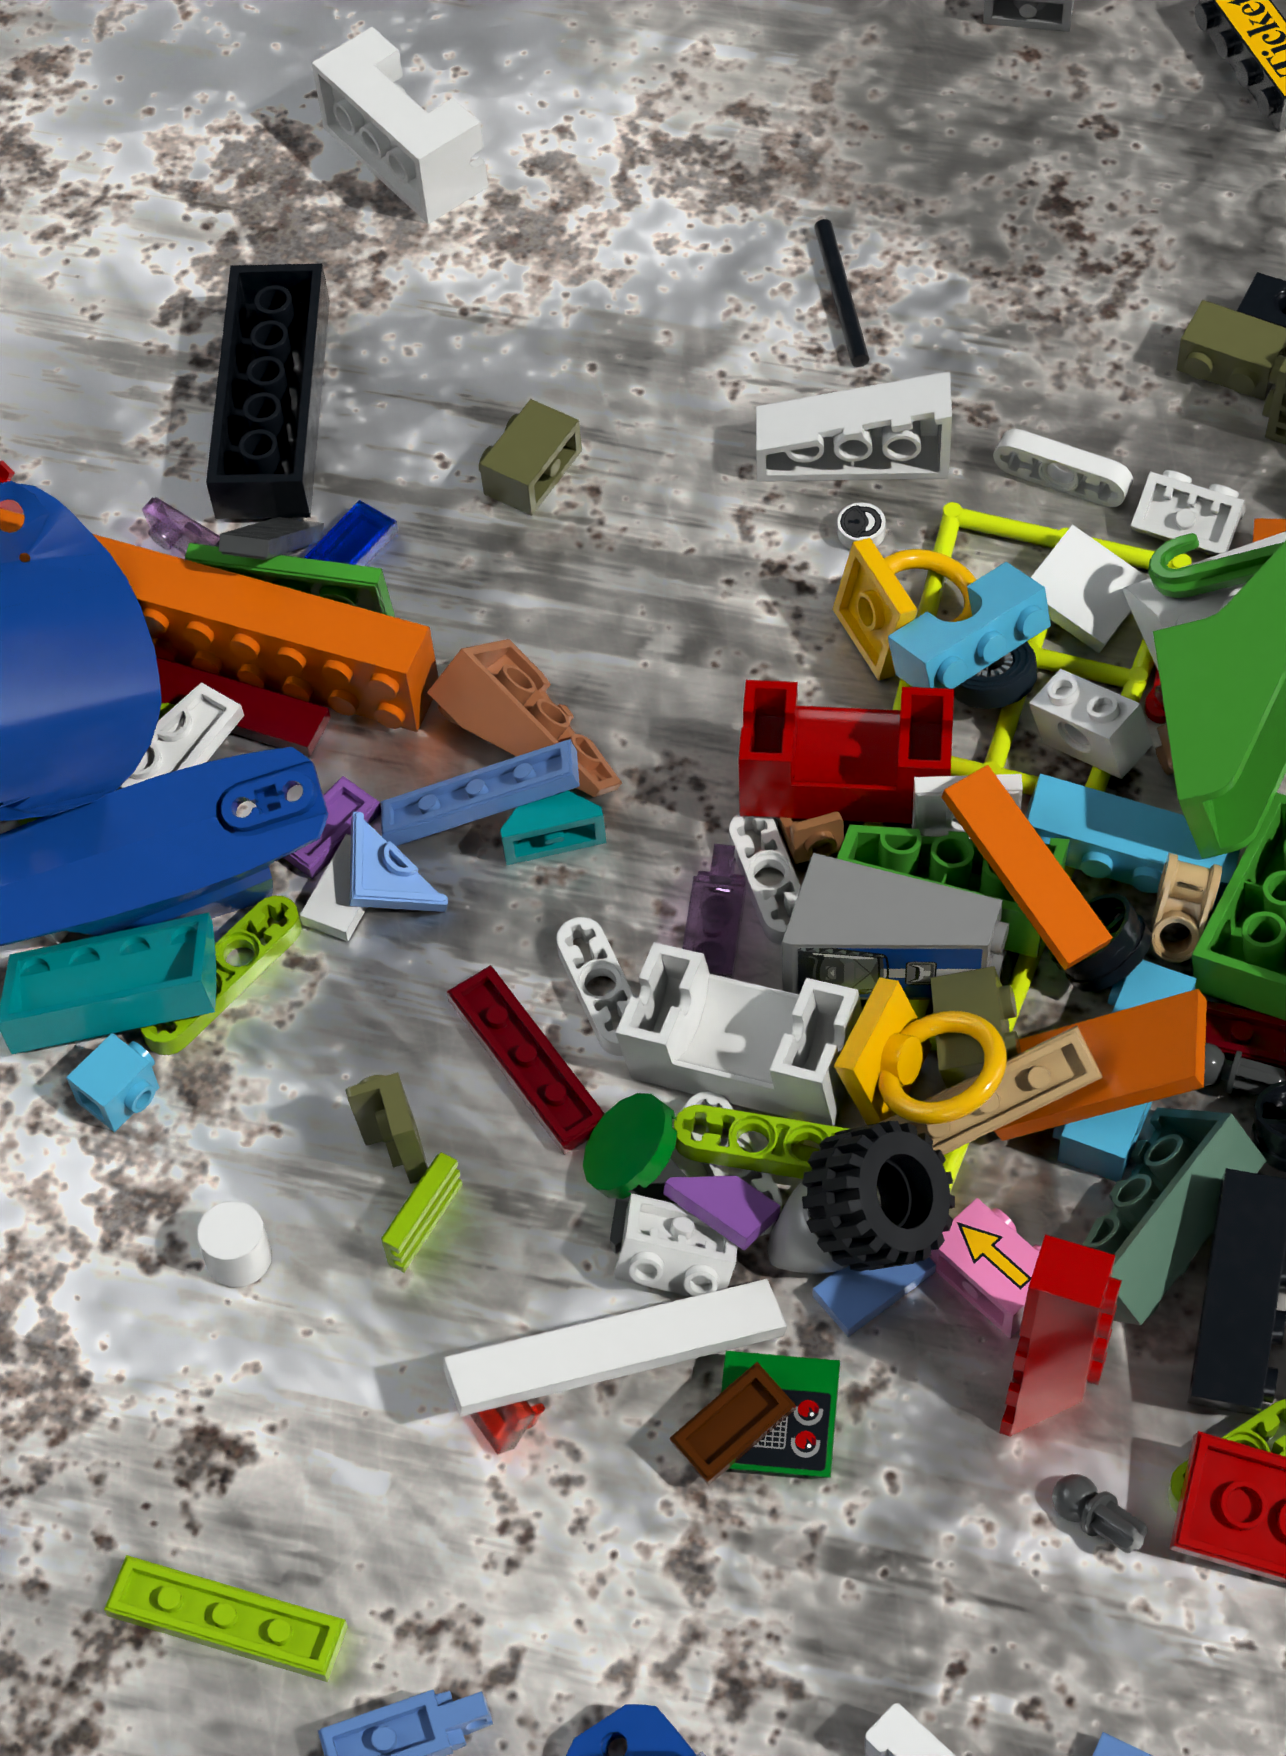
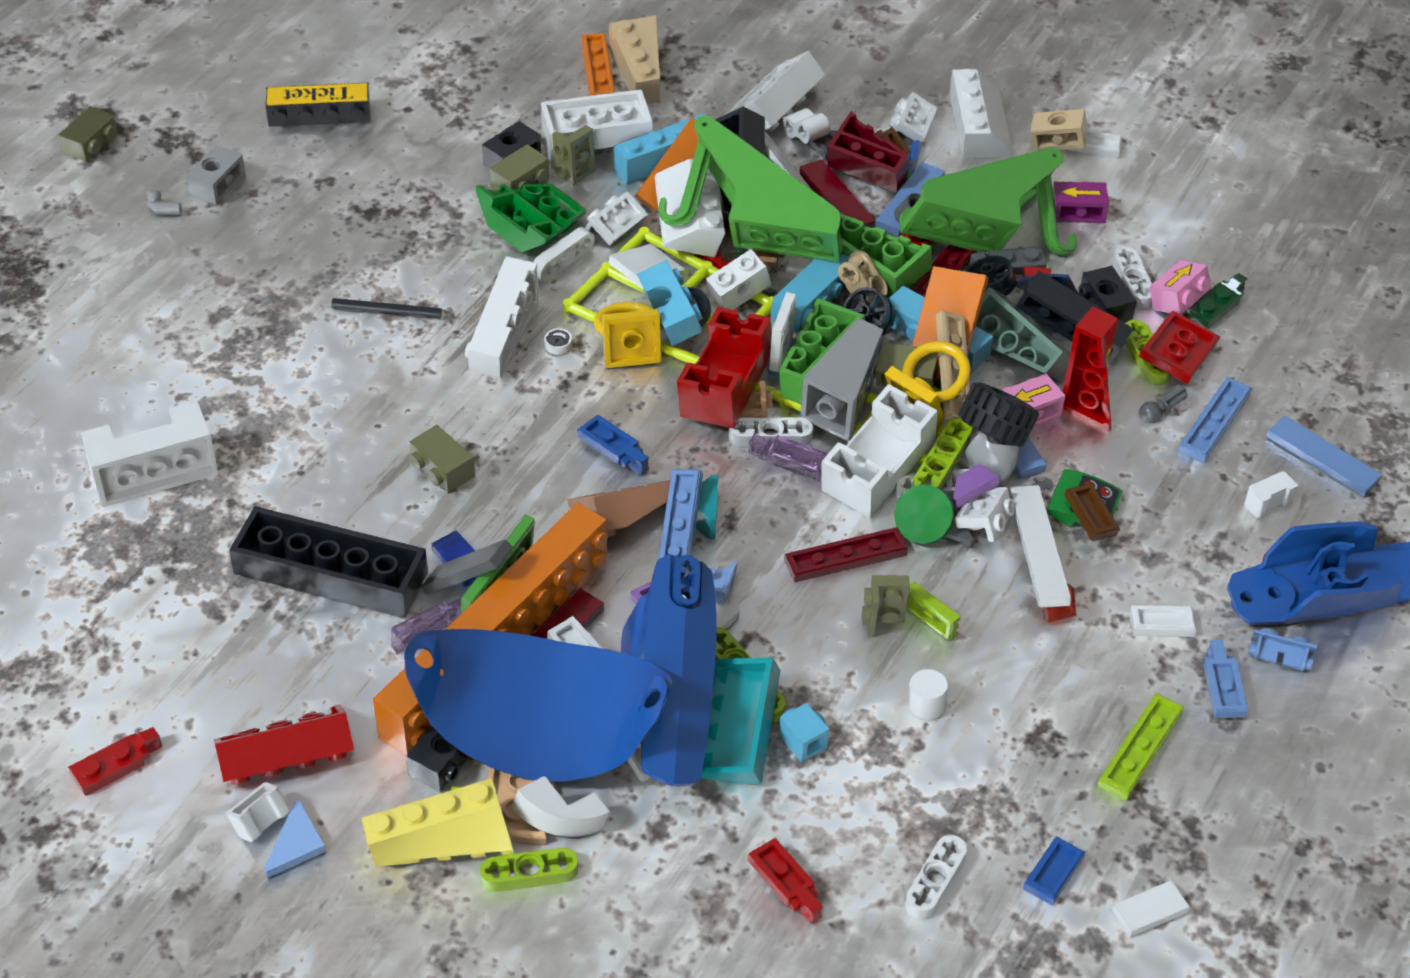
camera: 80 degrees left, 10 degrees down
(531, 1608) = (1162, 620): none -> white tile
(580, 973) = (834, 519): white beam -> none
(650, 664) = (614, 444): none -> blue hinge
(1026, 867) = (839, 306): orange tile -> none
(1106, 1626) = (1215, 420): none -> medium blue tile
(1142, 395) = (528, 214): none -> green wedge

